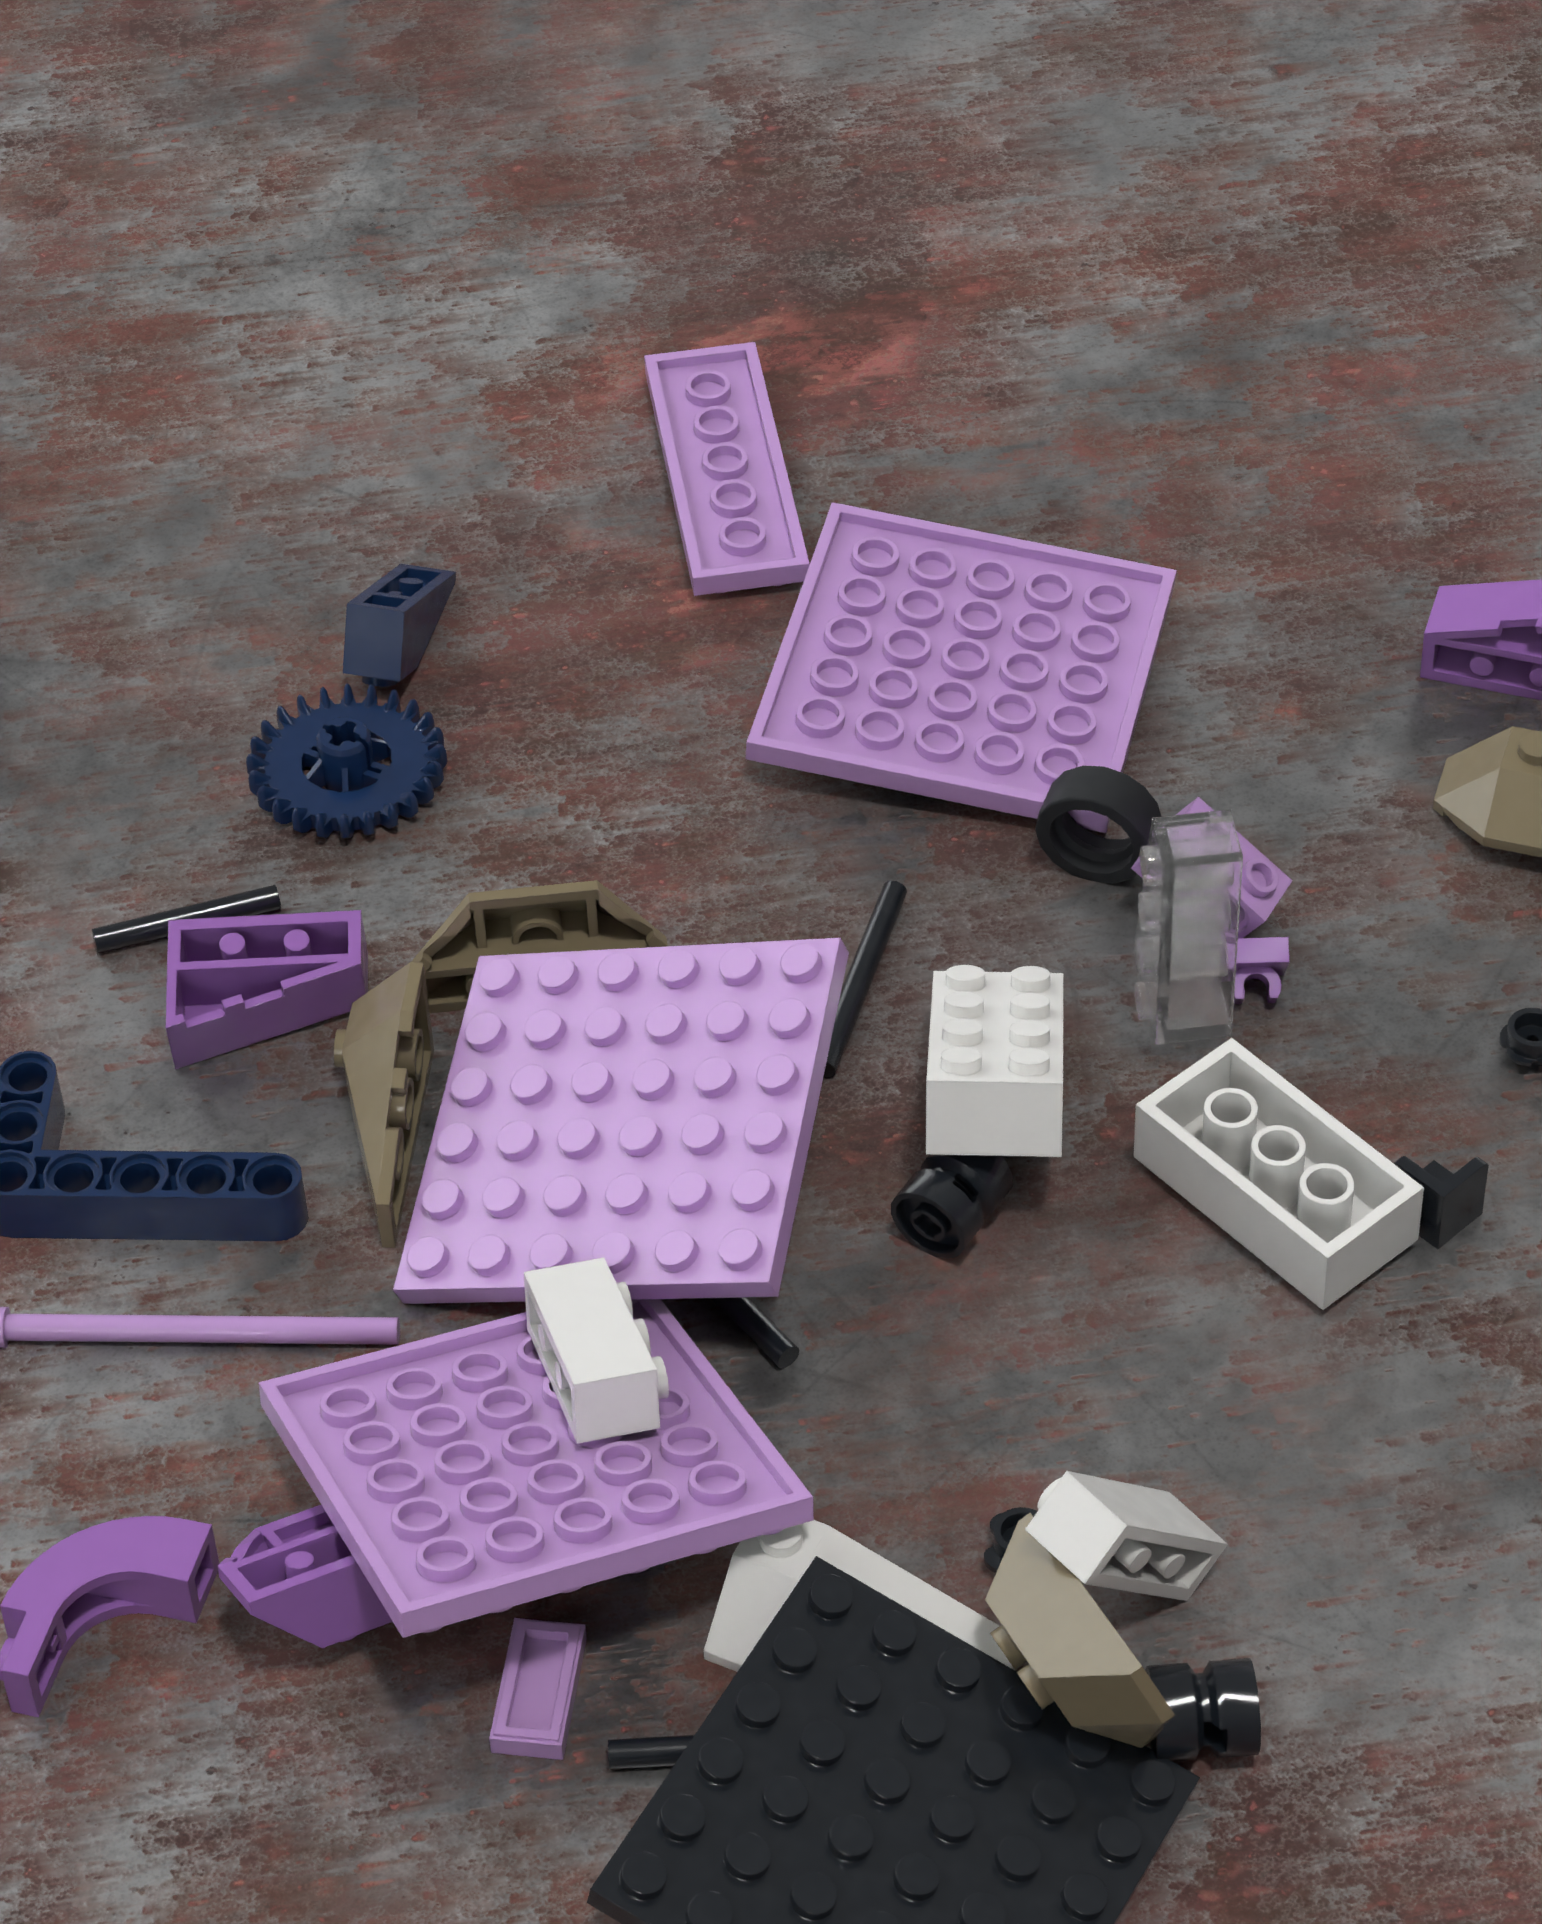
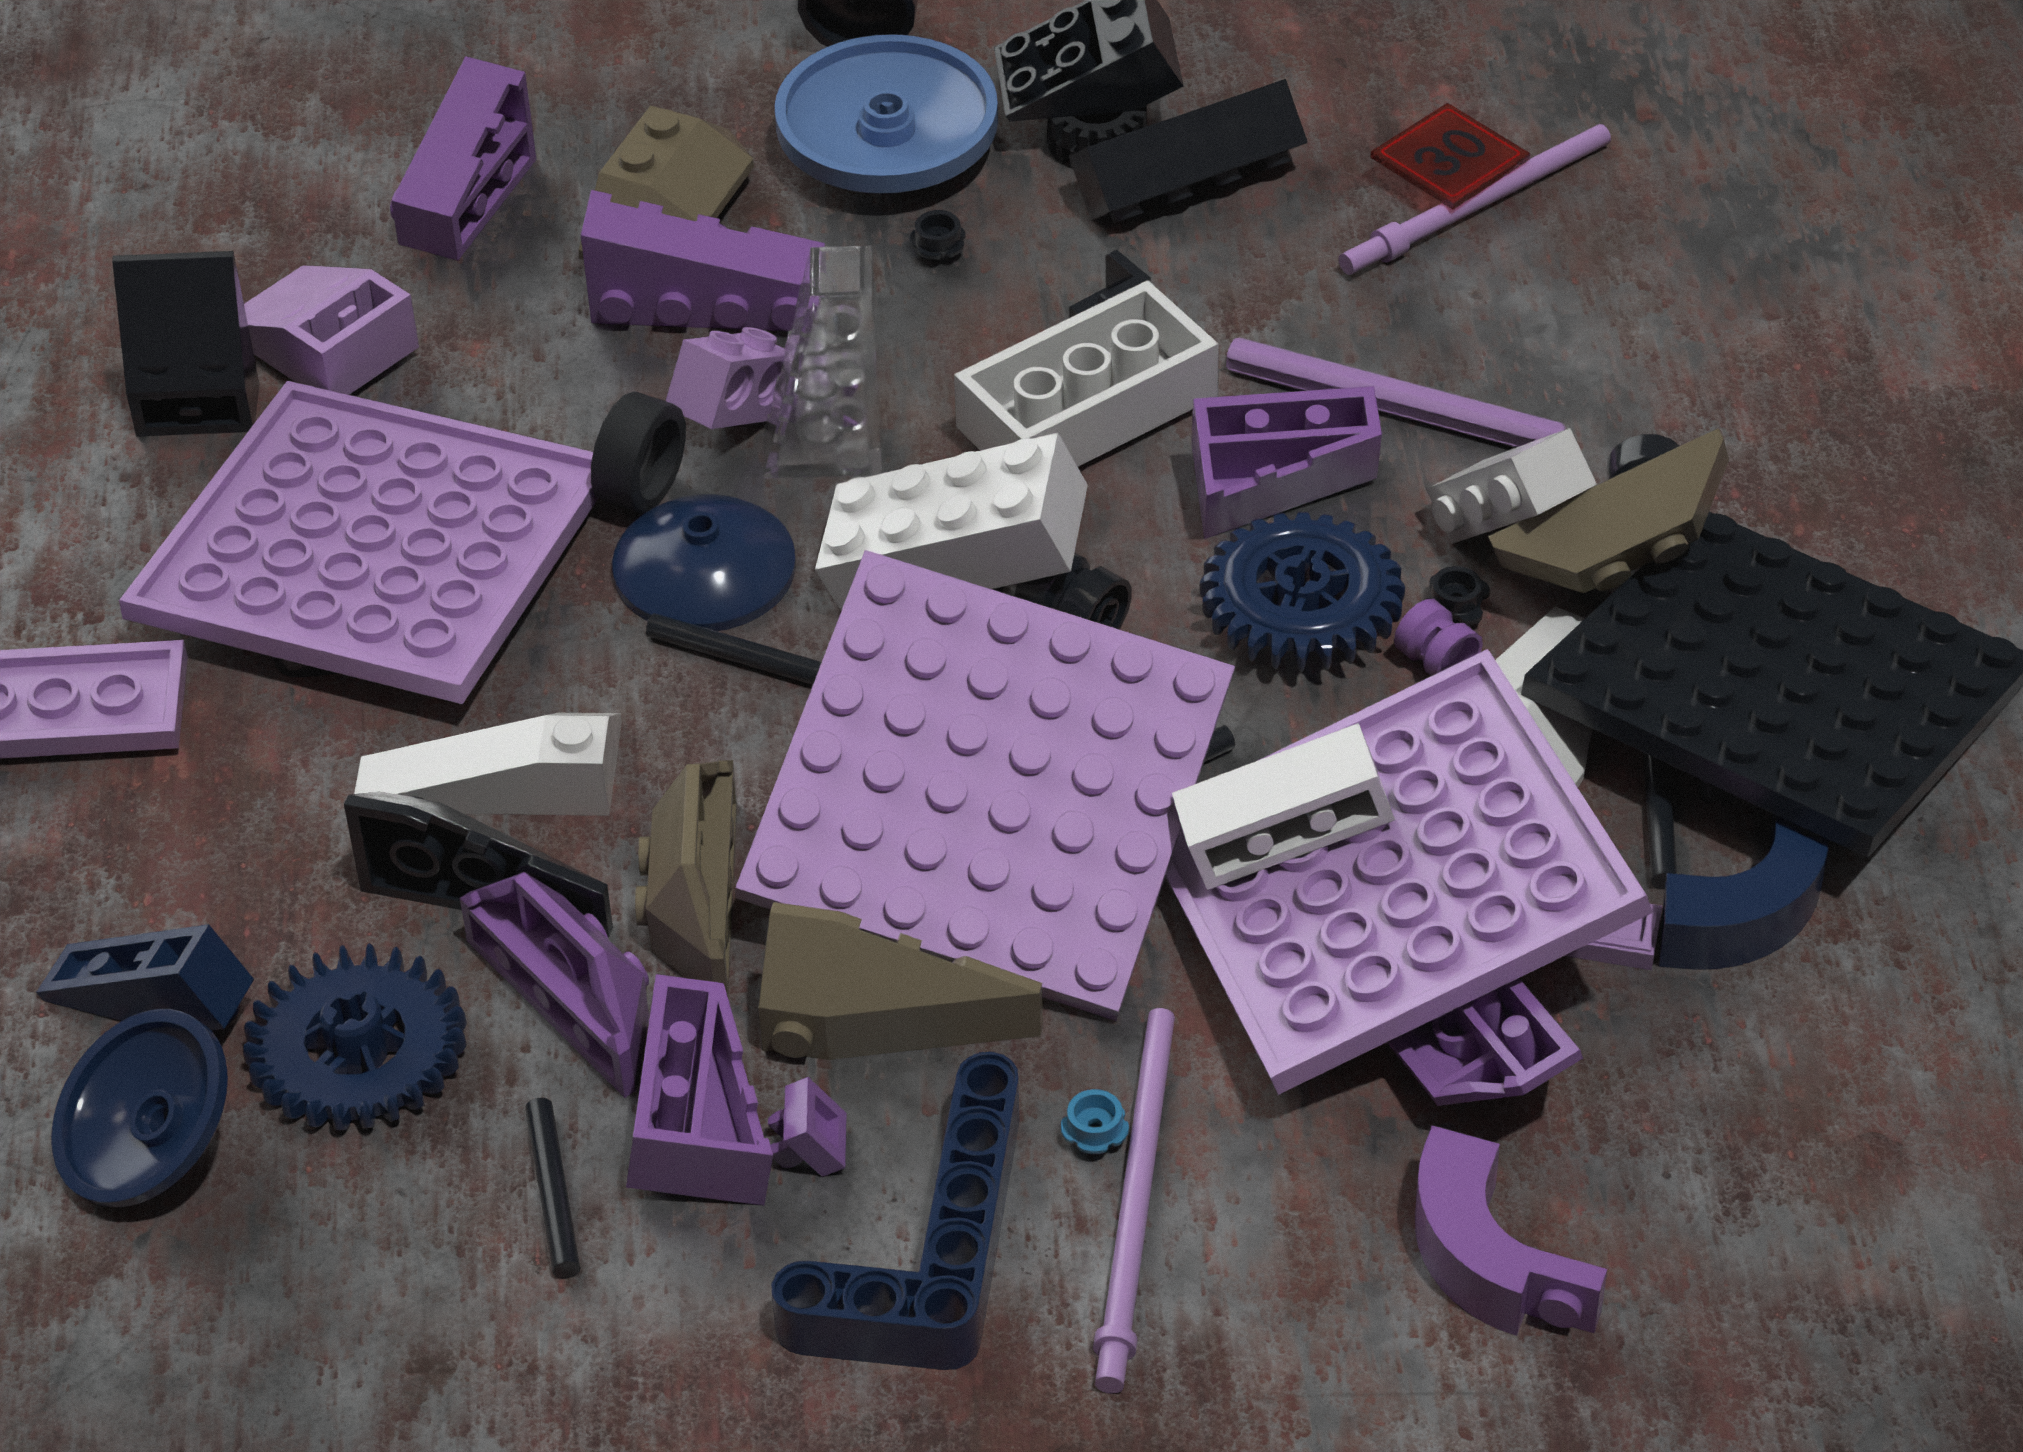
camera: 85 degrees left, 0 degrees up
(236, 1075) = (810, 1129): none -> medium lavender tile
(237, 635) = (139, 1108): none -> dark blue dish
(255, 1285) = (1094, 1108): none -> dark azure plate
(413, 871) = (564, 971): none -> medium lavender wedge
(540, 1816) = (1744, 914): none -> dark blue arch
(551, 778) = (438, 855): none -> black wedge
(693, 817) = (514, 768): none -> white wedge
(933, 1521) = (1434, 638): none -> medium lavender wheel
(990, 1387) = (1297, 613): none -> dark blue gear
(994, 913) = (704, 562): none -> dark blue dish
(1165, 476) = (185, 344): none -> black slope
(1194, 1346) = (1280, 451): none -> medium lavender wedge
(1256, 583) = (332, 326): none -> lavender slope
(1349, 1477) = (1392, 394): none -> lavender axle
(1395, 836) = (687, 271): none -> medium lavender wedge

